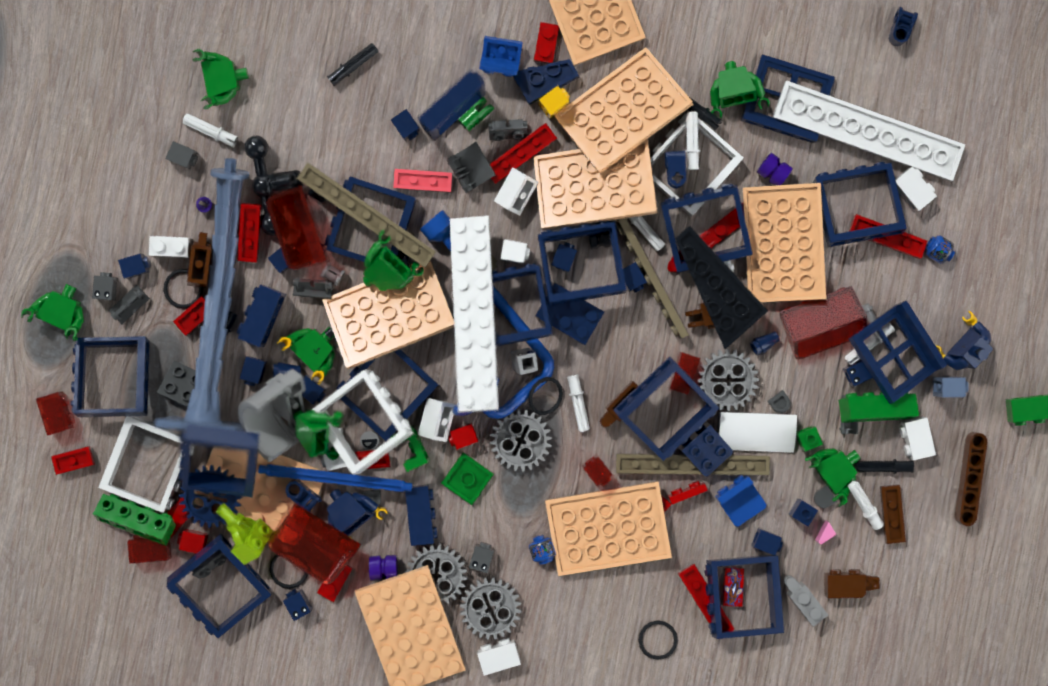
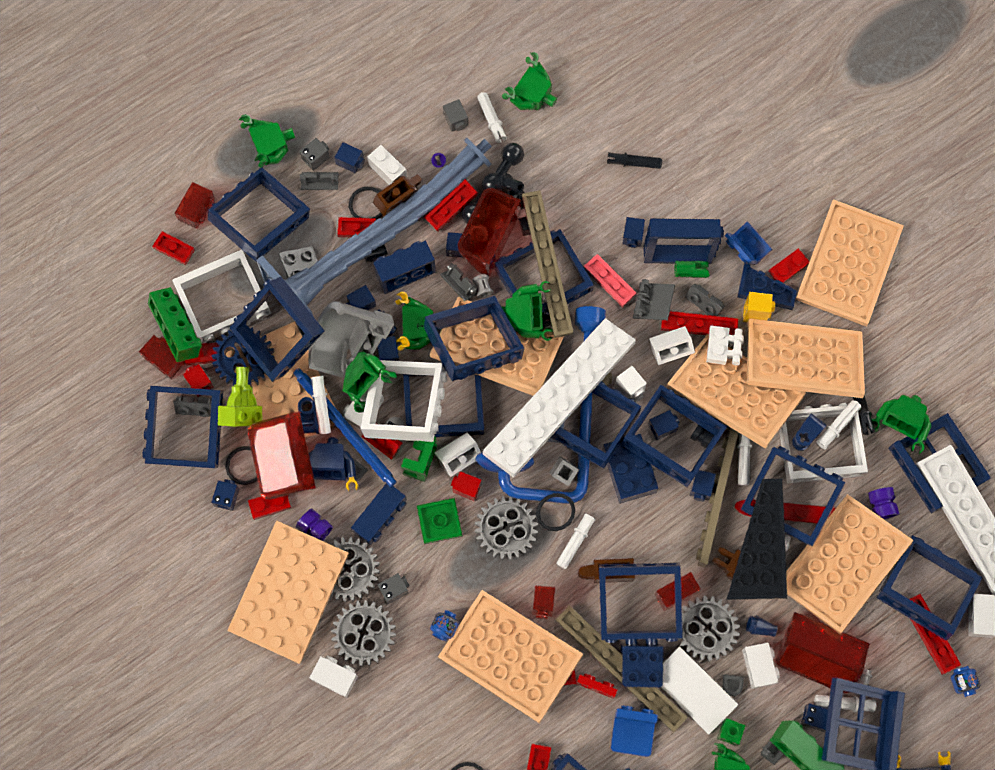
camera: 40 degrees right, 15 degrees down
(303, 479) = (321, 405): none -> white axle
(341, 312) = (466, 313): none -> dark blue window
(550, 159) = (718, 345): none -> white plate
(788, 372) = (760, 665): none -> white brick

